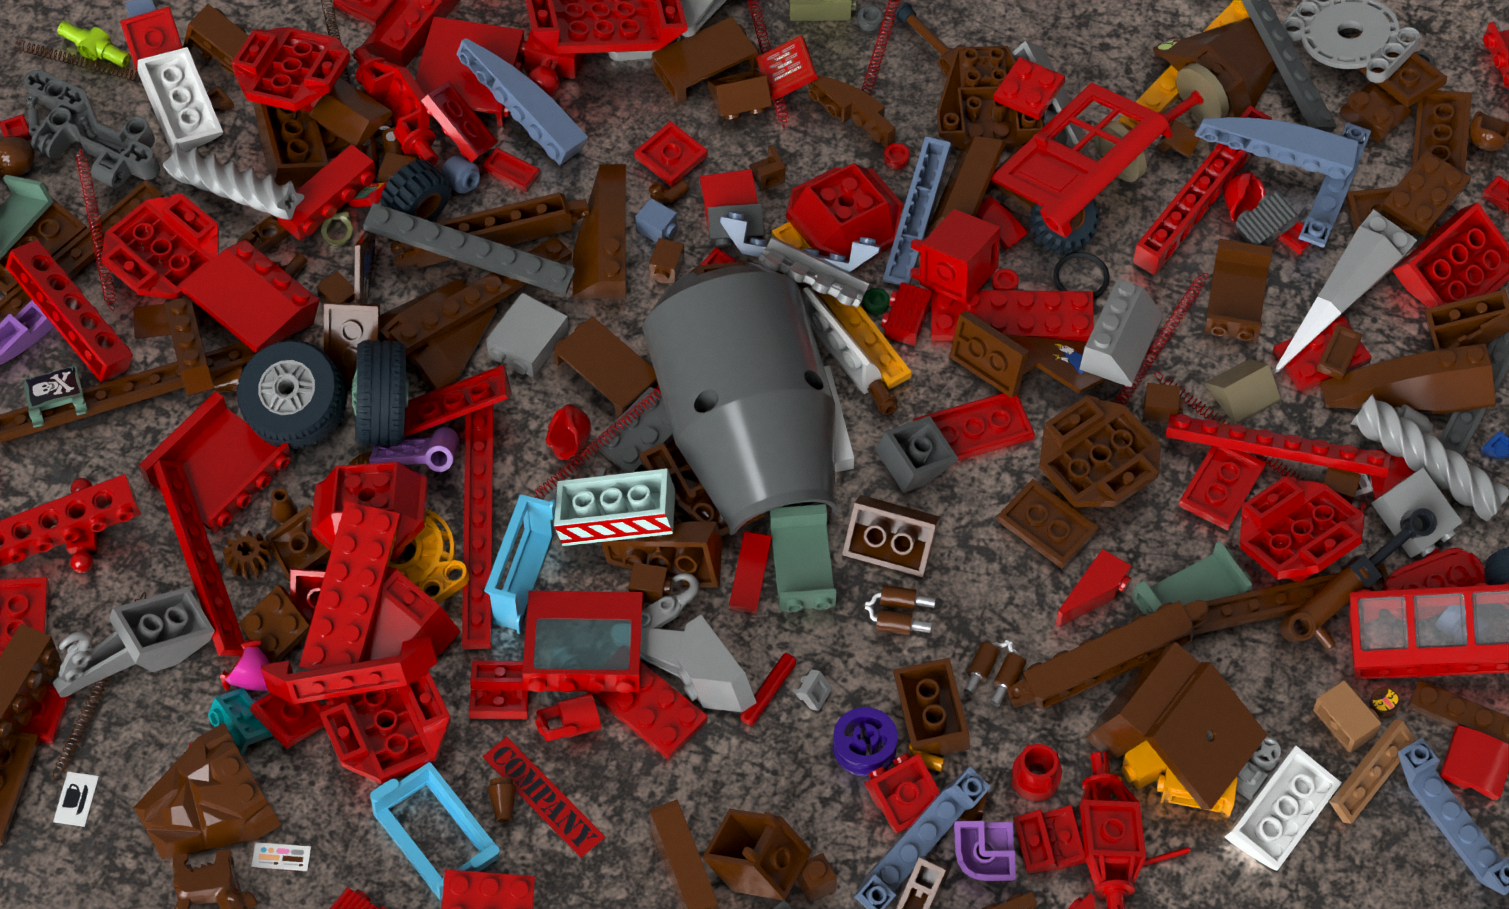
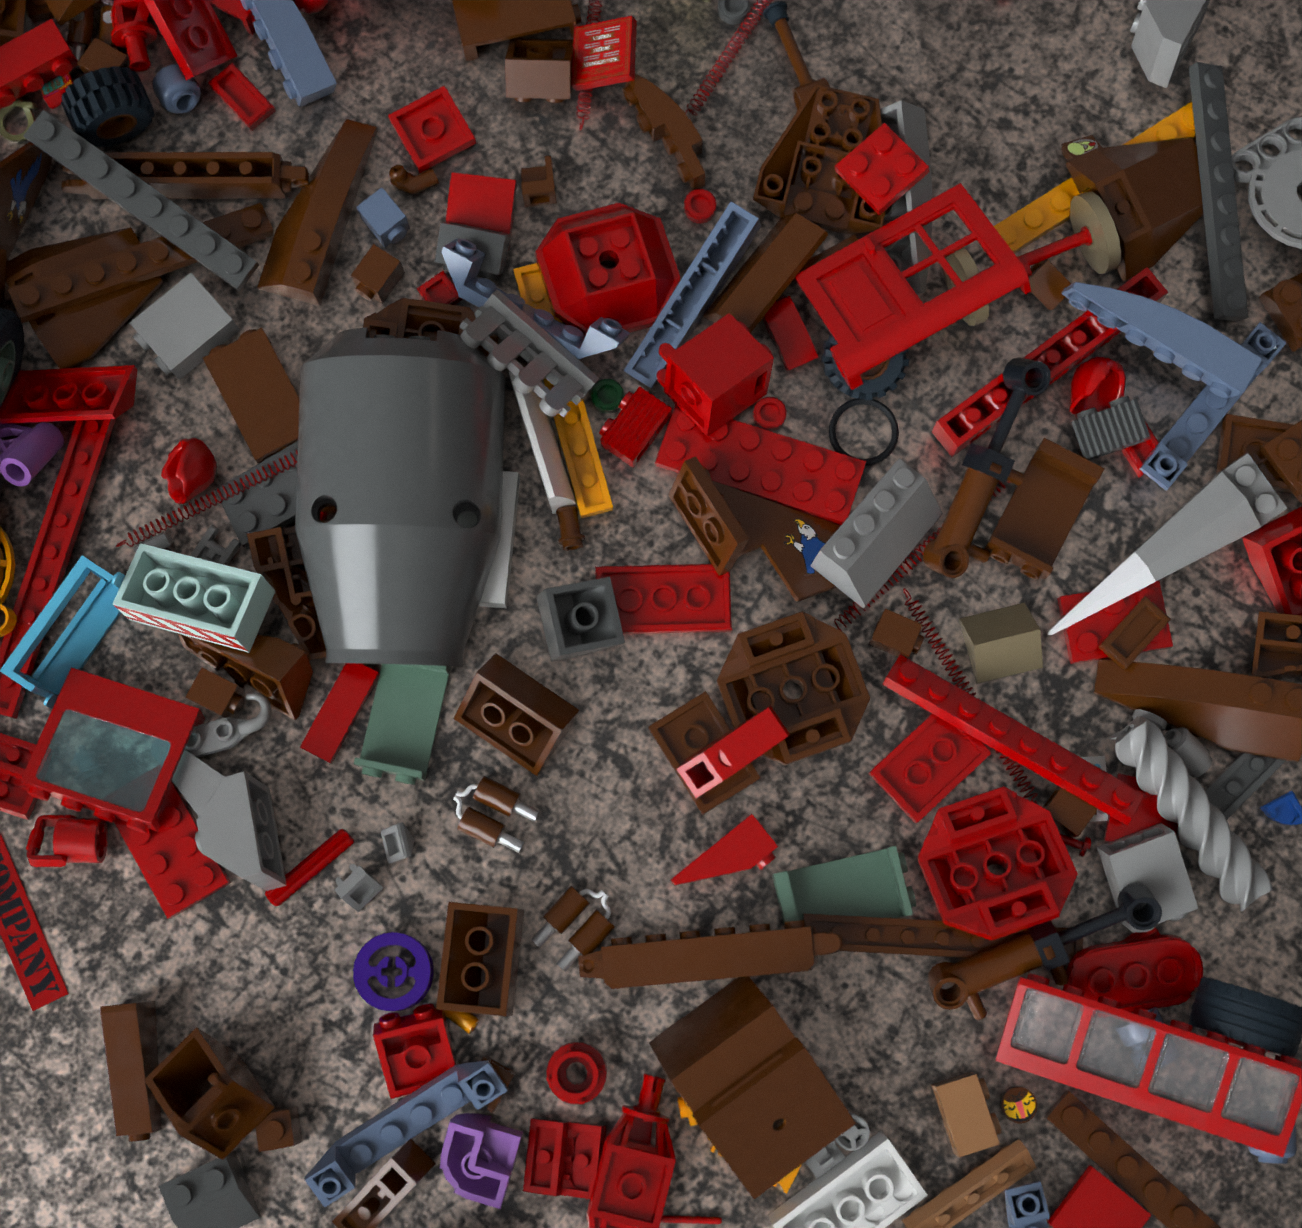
camera: 20 degrees right, 20 degrees up
(831, 651) = (397, 842): none -> light grey slope
(1073, 500) = (732, 751): none -> red slope
(1184, 268) = (983, 472): none -> piece

